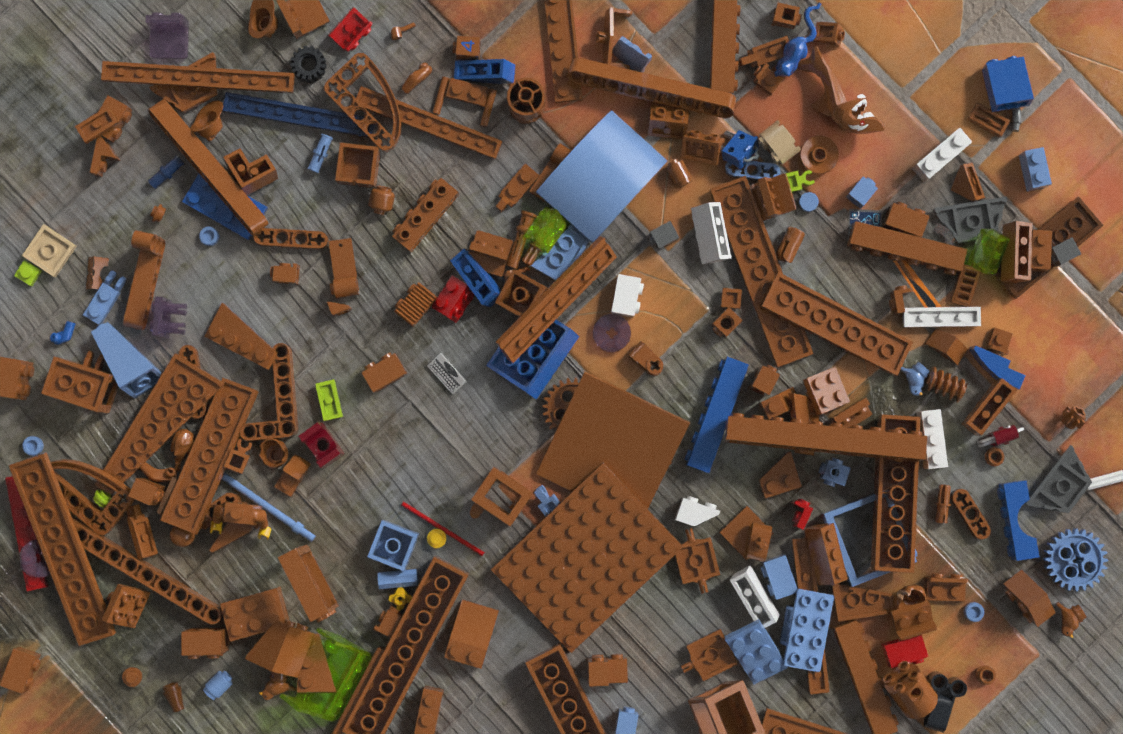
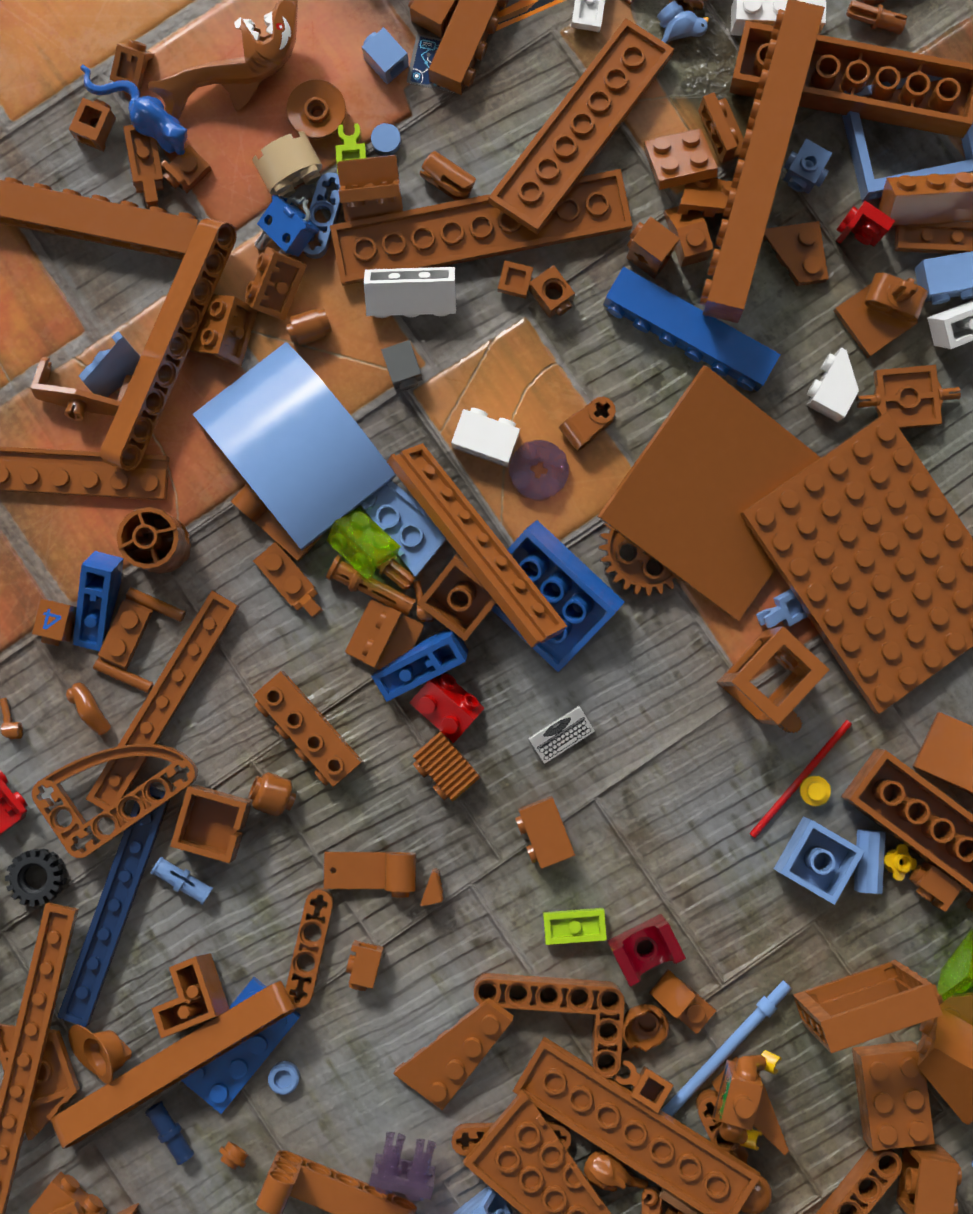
camera: 80 degrees left, 0 degrees up
(896, 303) = (558, 31): dark orange bracket -> none

